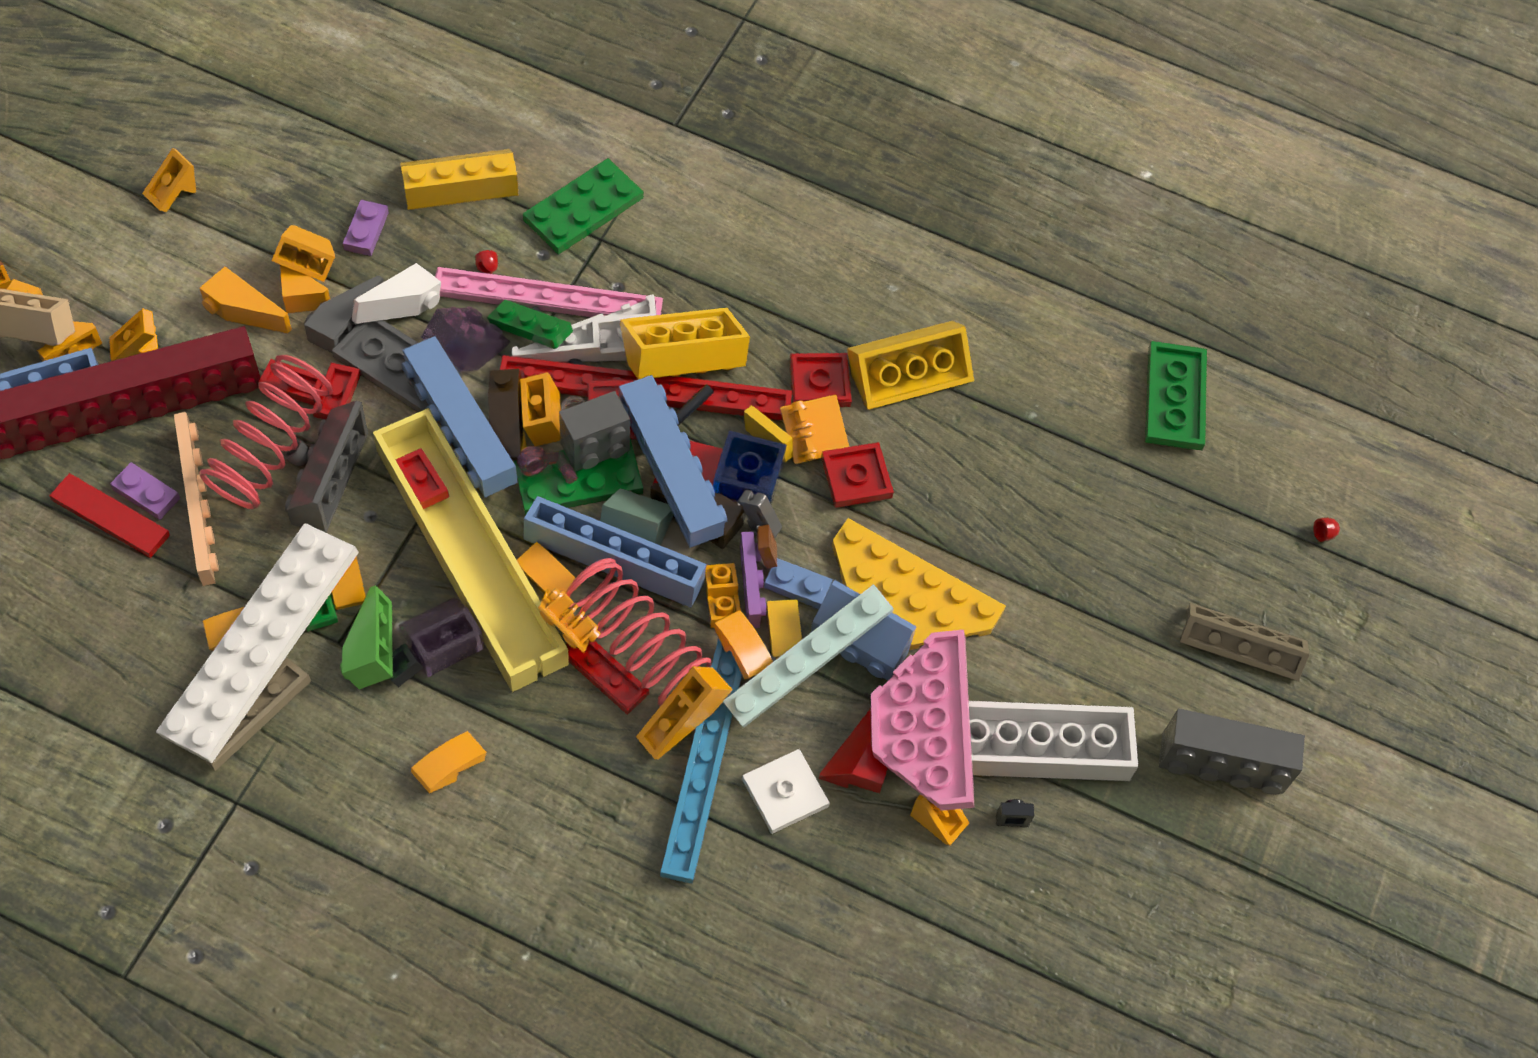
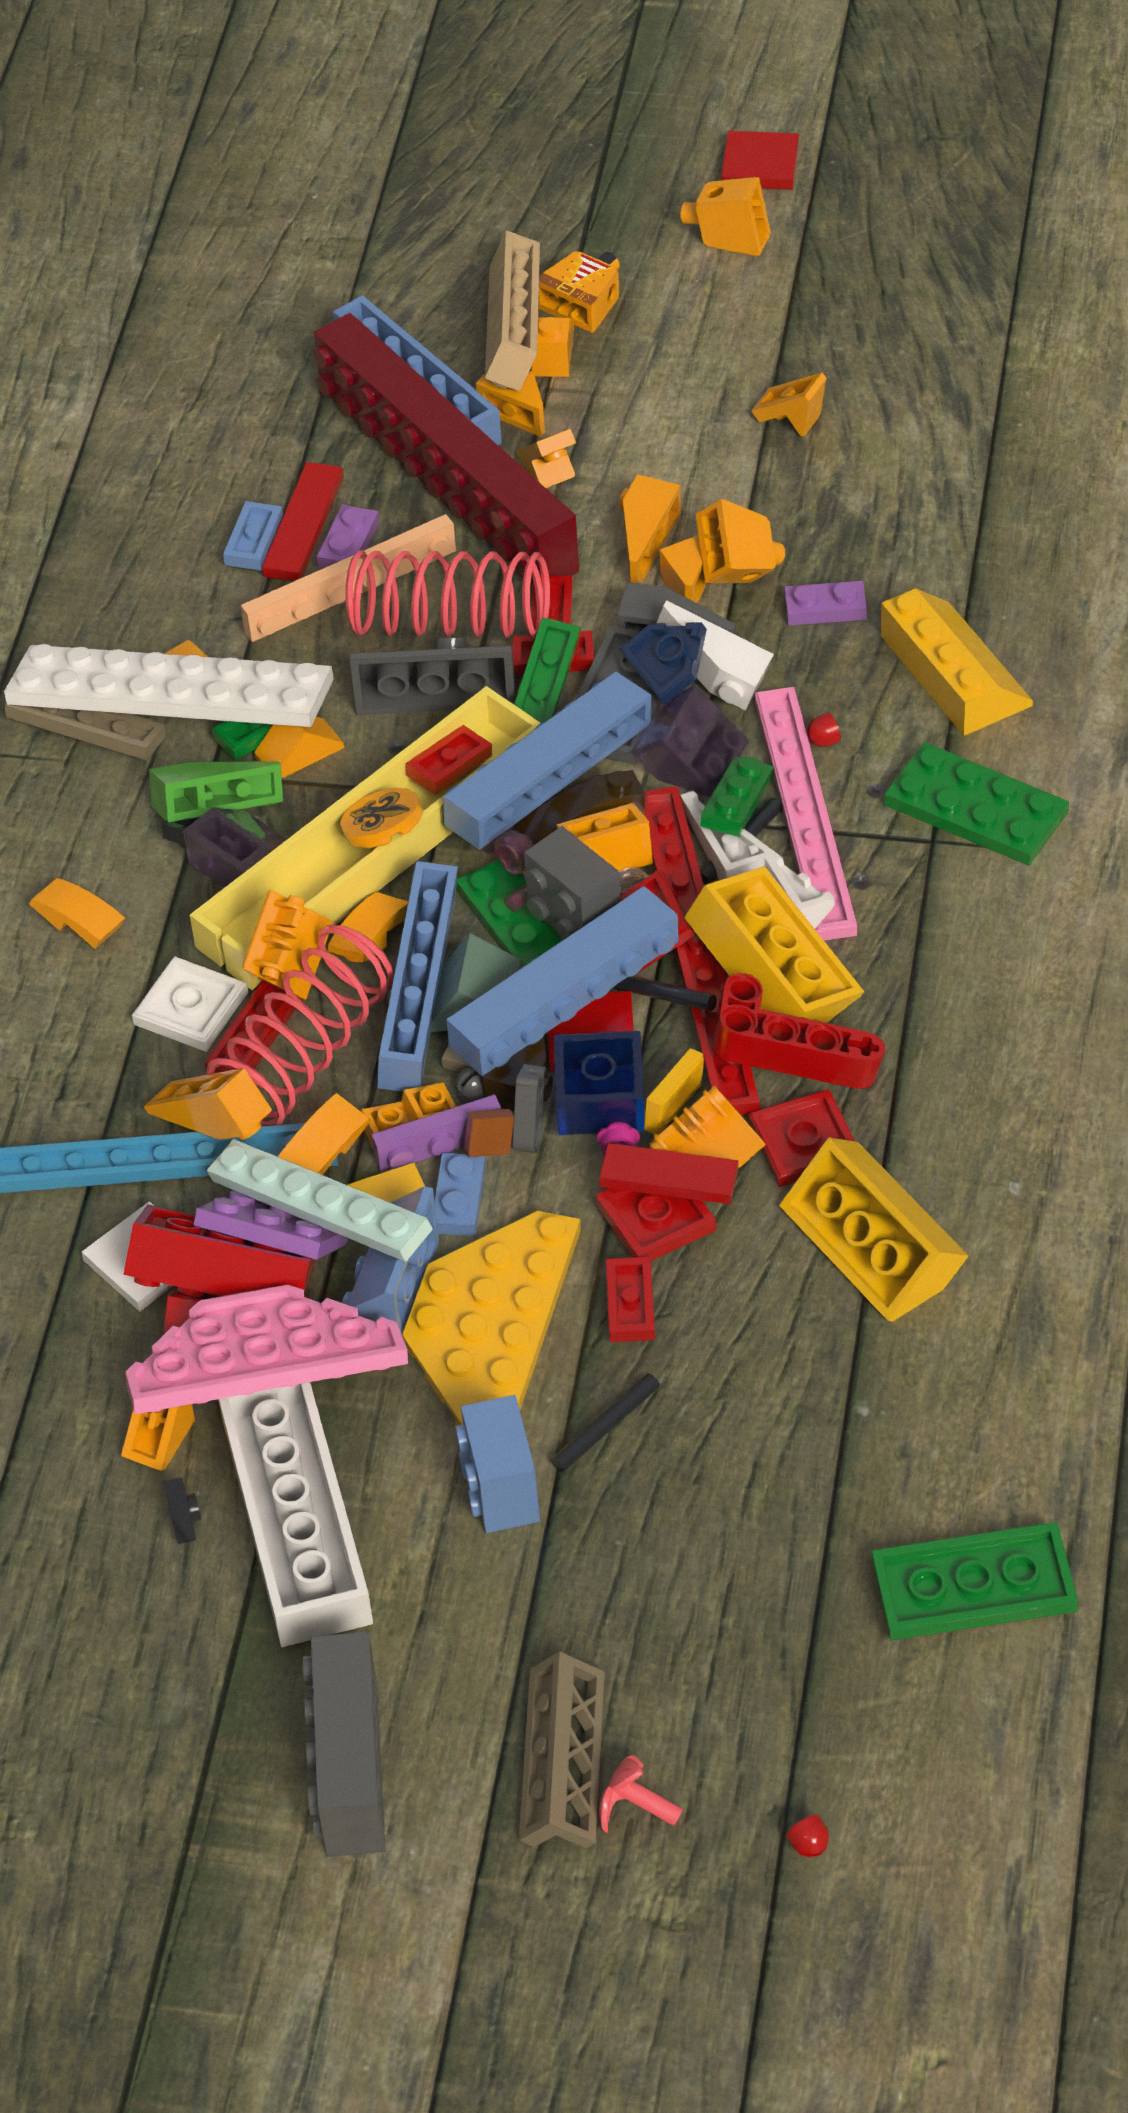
camera: 85 degrees right, 10 degrees down
(110, 550) = (253, 535): none -> medium blue plate
(351, 387) = (547, 669): none -> green plate
(399, 319) = (667, 656): none -> dark blue plate
(470, 529) = (380, 816): none -> light orange tile
(564, 708) = (190, 1003): none -> white tile
(704, 554) = (474, 1086): none -> dark grey hinge
(746, 376) = (789, 1042): none -> red beam
(790, 478) = (617, 1133): none -> dark pink plate
(804, 704) = (267, 1225): none -> medium lavender plate
(818, 735) = (199, 1261): none -> red slope
(838, 454) = (669, 1173): none -> red tile
(921, 508) = (630, 1299): none -> red plate
(1007, 551) = (605, 1422): none -> black bar
(1043, 610) = (497, 1464): none -> medium blue brick
(1284, 606) = (624, 1787): none -> coral plant

